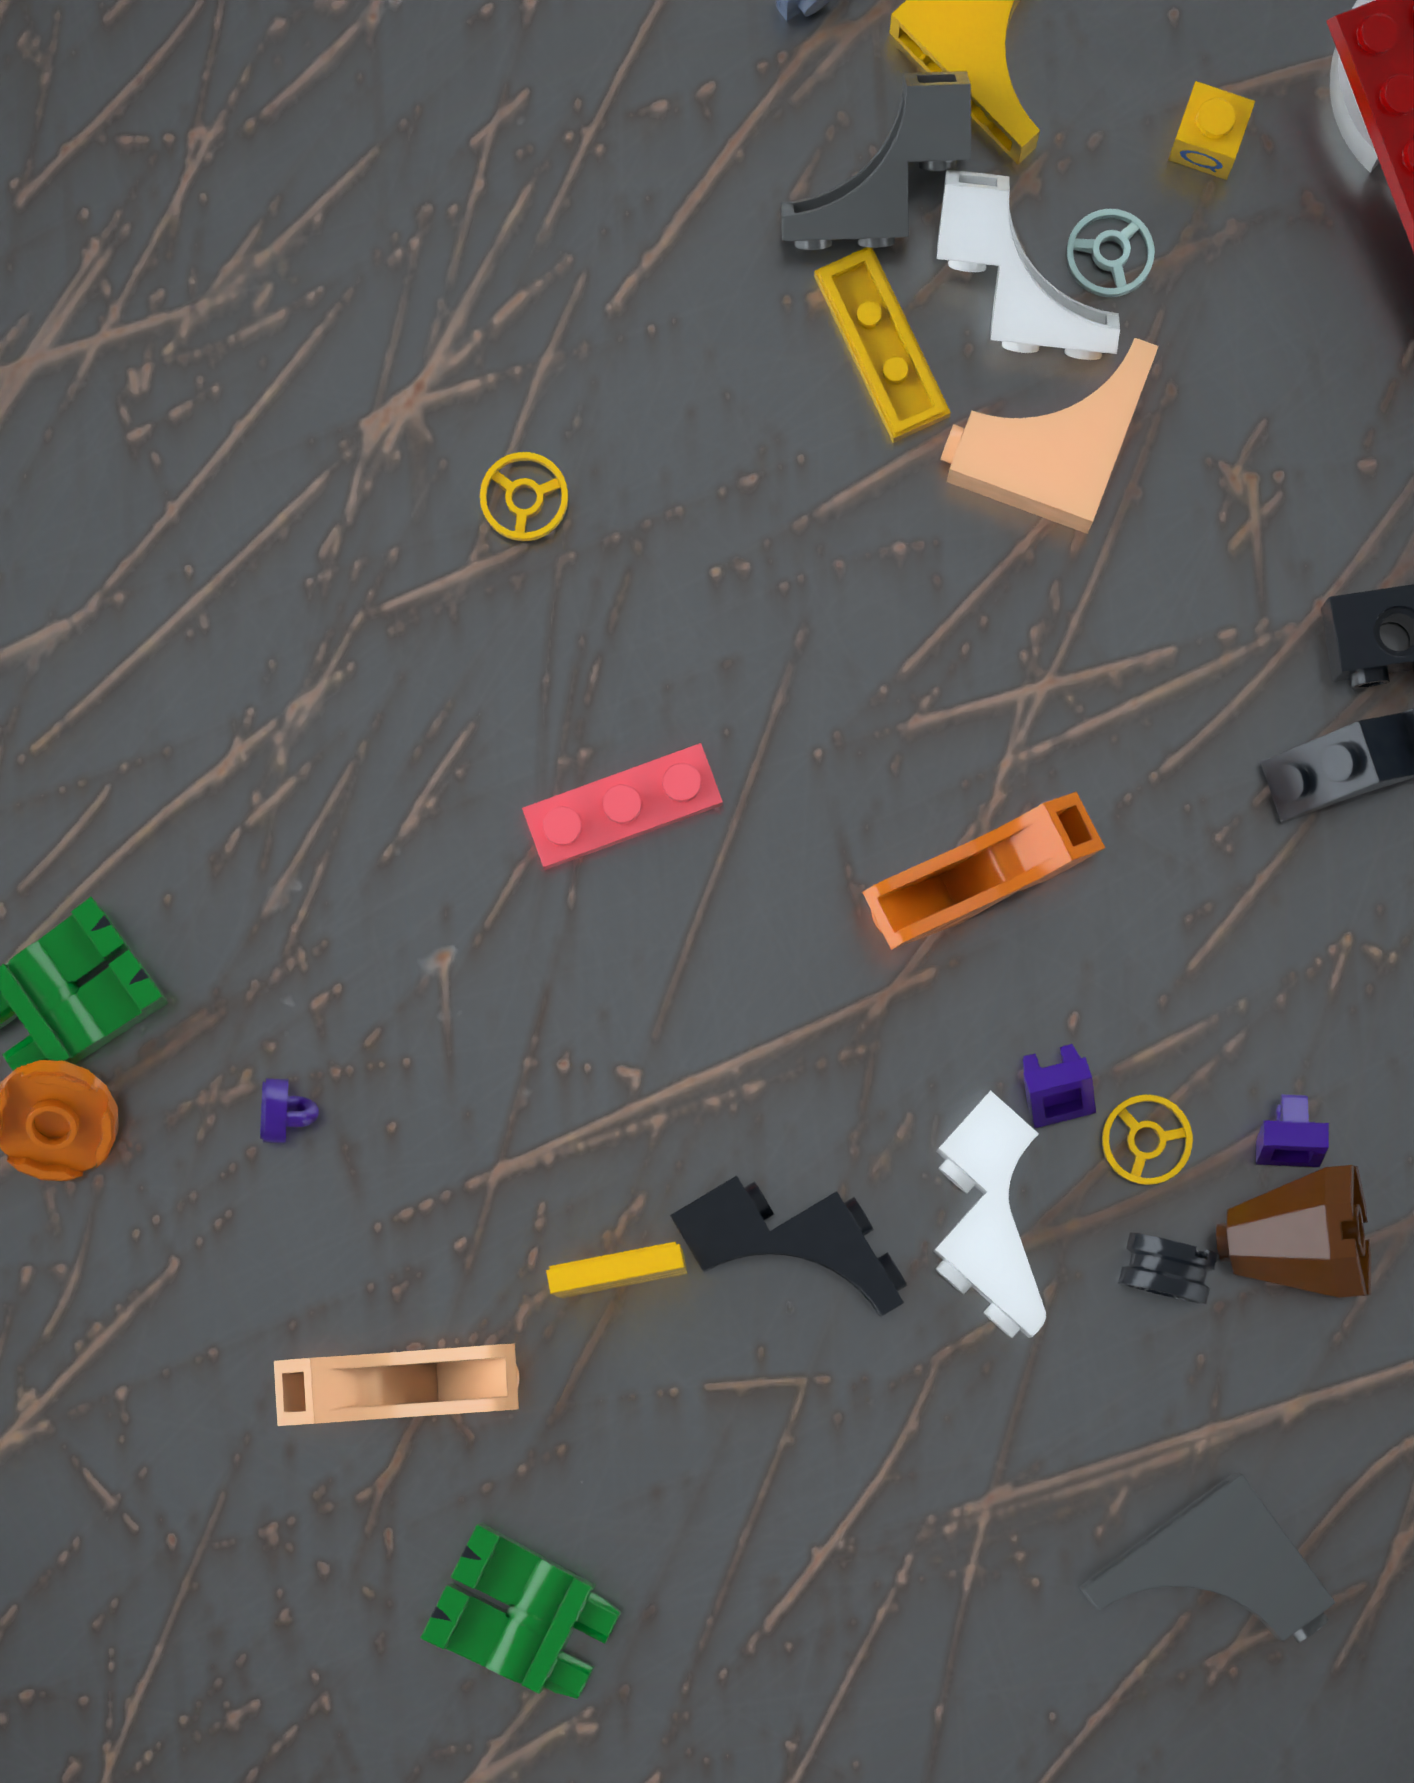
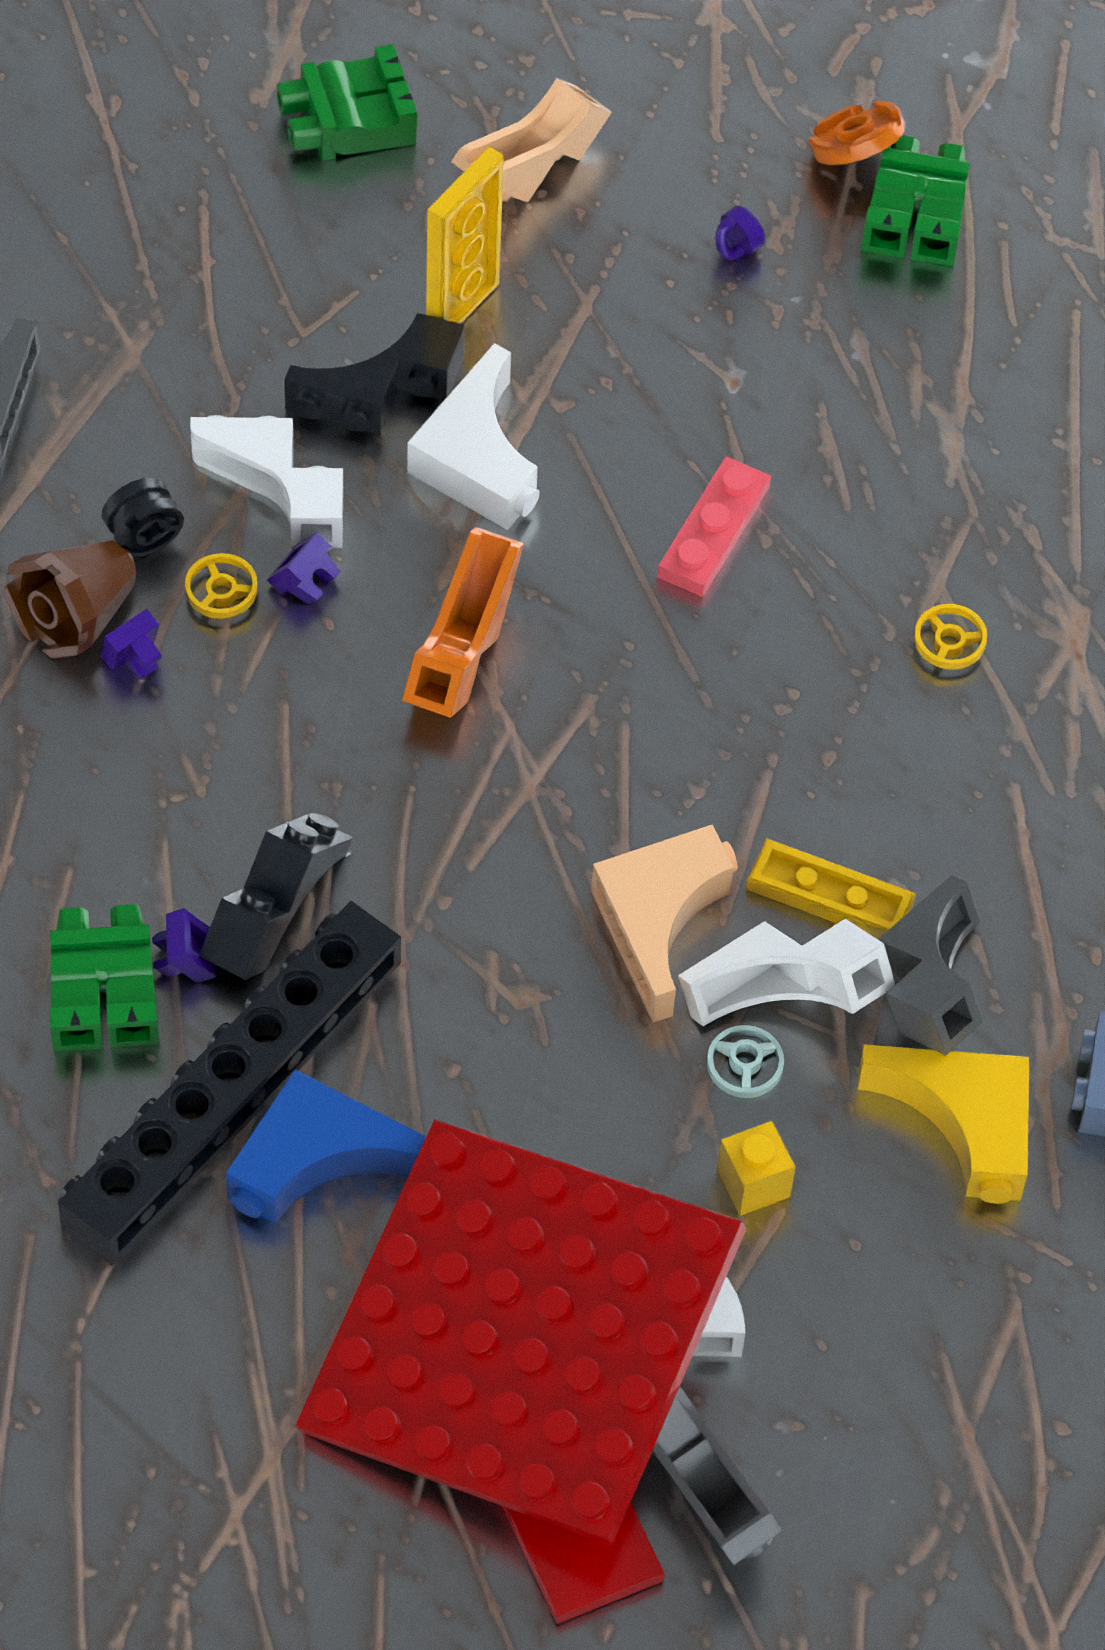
camera: 130 degrees right, 25 degrees down
(787, 1084) = (468, 454): none -> white arch

